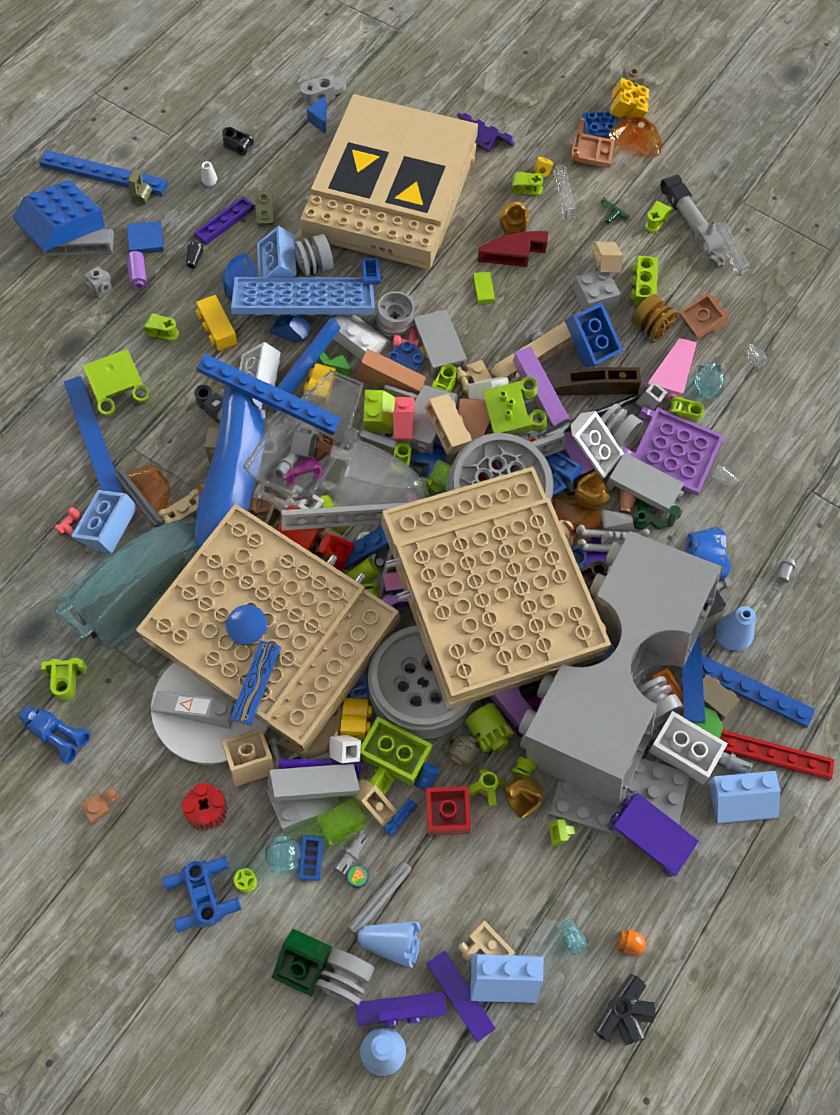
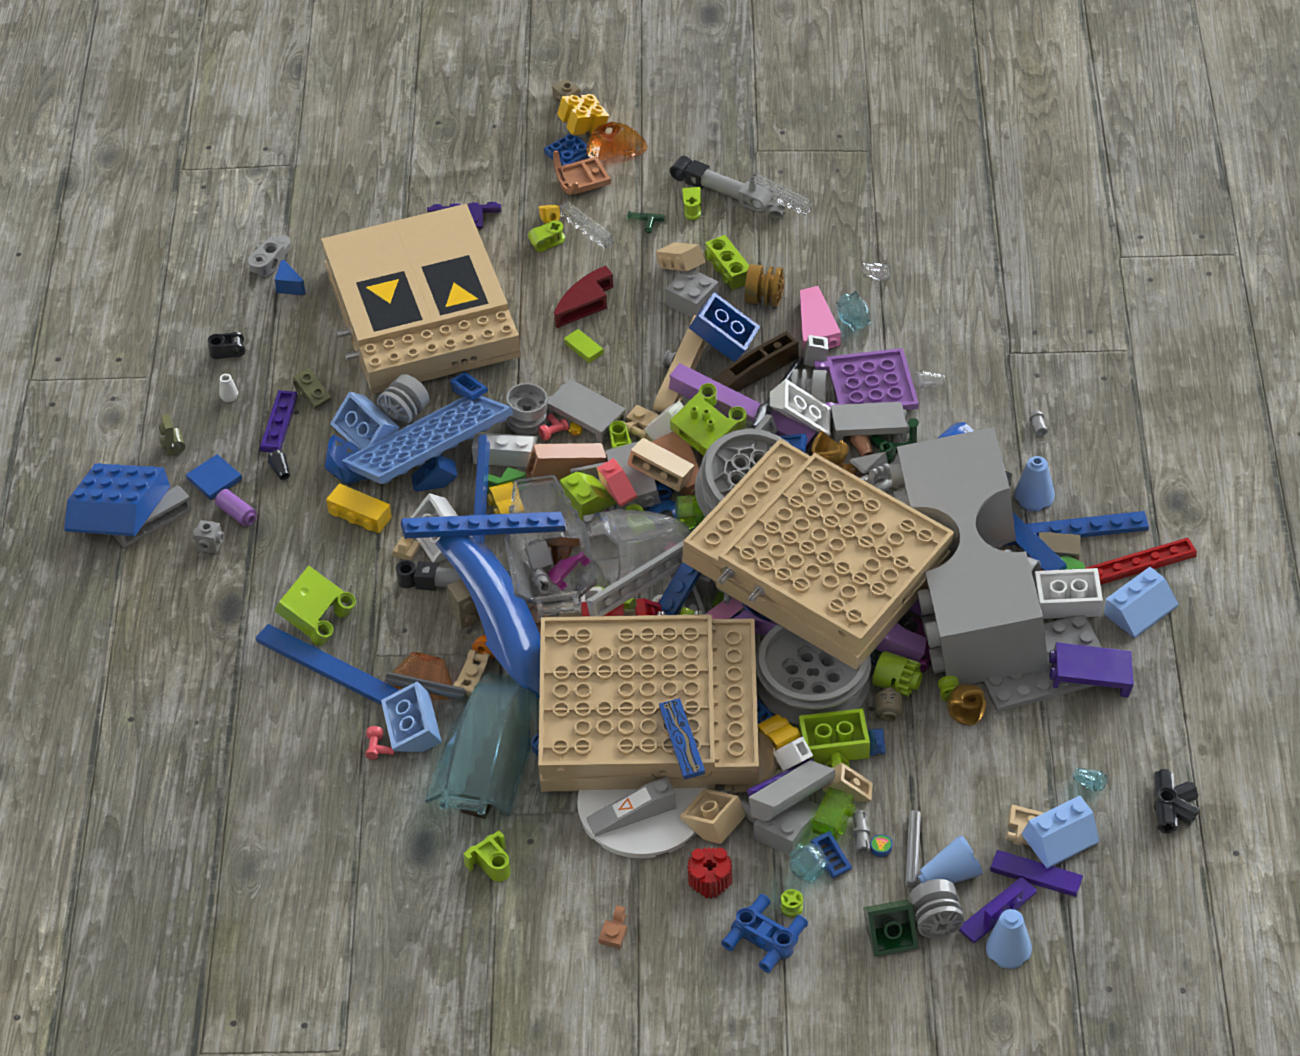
camera: 30 degrees left, 15 degrees down
(44, 724) = (511, 901): blue piece -> none
(98, 171) = (106, 446): blue plate -> none
(158, 327) = (306, 542): lime piece -> none
(246, 624) = (635, 700): blue dish -> none
(400, 817) = (878, 784): blue axle -> none
(407, 355) = (566, 435): blue dish -> none
(448, 810) = (915, 751): red brick -> none
(487, 785) = (930, 717): lime rock -> none
(514, 221) = (566, 273): pearl gold piece -> none
(560, 832) = (1017, 714): lime tile -> none
(631, 943) = (1137, 756): orange piece -> none
(687, 409) = (853, 344): lime piece -> none
(704, 315) = (805, 261): nougat plate -> none
(735, 763) = (1110, 586): light grey pin -> none

